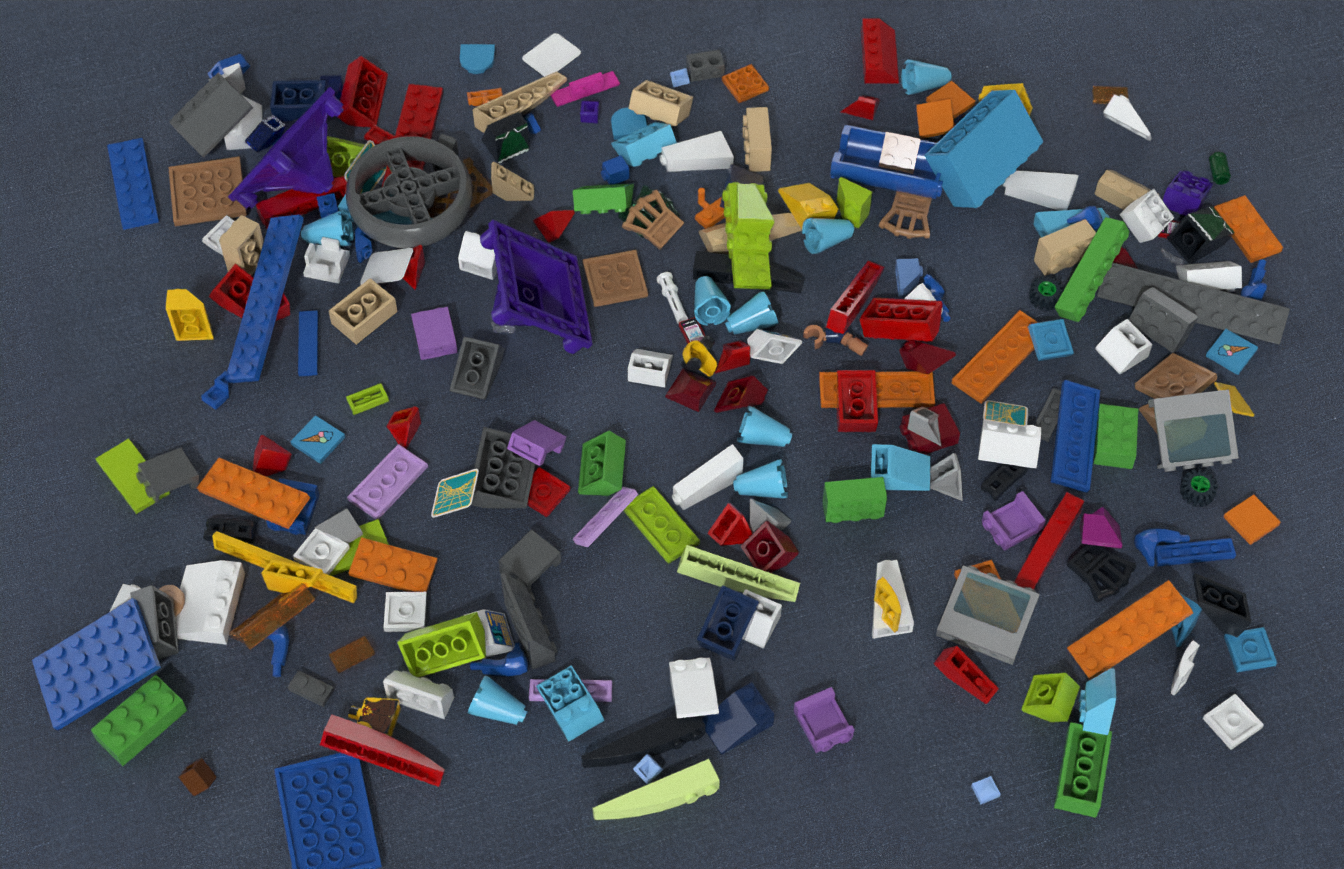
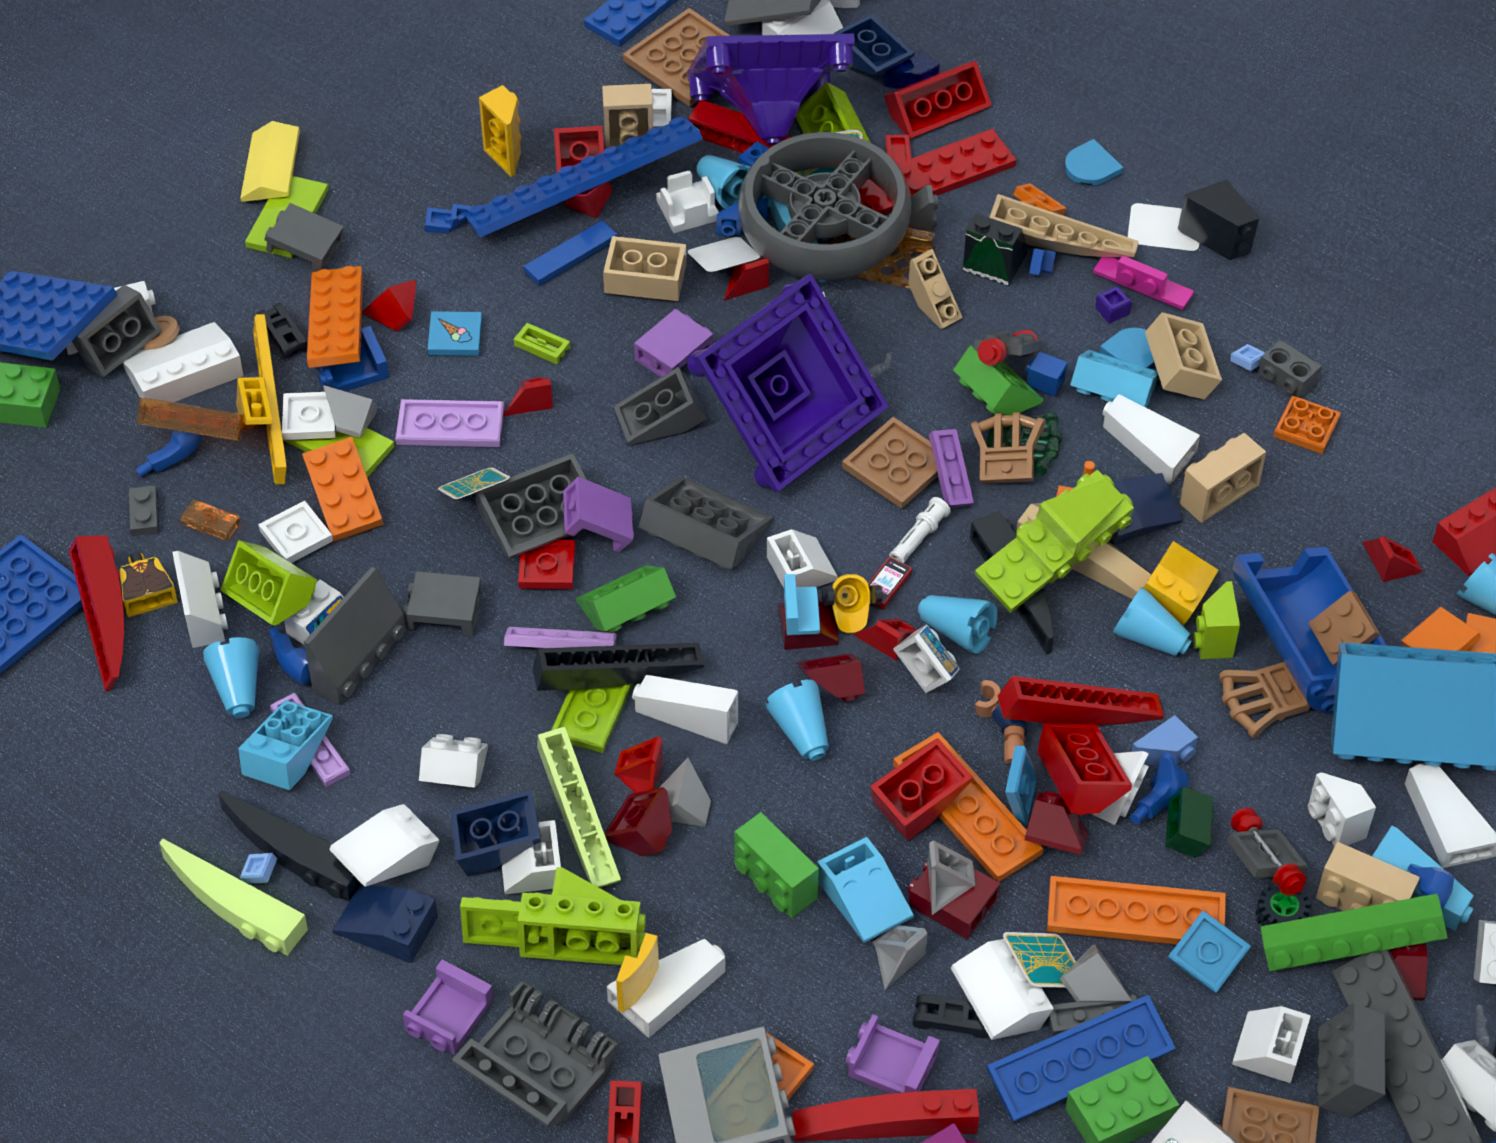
camera: 55 degrees right, 5 degrees down
(78, 460) = (270, 162): none -> light yellow slope
(553, 223) = (920, 362): red slope -> none
(580, 395) = (704, 522): none -> dark grey slope
(581, 25) = (1219, 220): none -> black slope
(589, 173) = (994, 347): none -> plate
(645, 254) = (951, 468): none -> medium lavender plate
(651, 621) = (453, 761): none -> white slope
(653, 498) = (612, 665): none -> black slope
(693, 381) = (800, 608): none -> medium azure panel
(710, 302) = (940, 565): medium azure cone -> none
(763, 481) = (732, 764): medium azure cone -> none
(816, 624) = (572, 915): none -> lime wedge
(888, 354) = (1021, 785): none -> dark azure tile
(893, 691) = (539, 1059): none -> dark grey slope
(965, 297) = (1189, 822): none -> dark green brick
(1009, 227) = (1341, 809): none -> white slope
(1011, 275) = (1266, 852): none -> plate
(1031, 398) = (1093, 979): none -> light grey slope

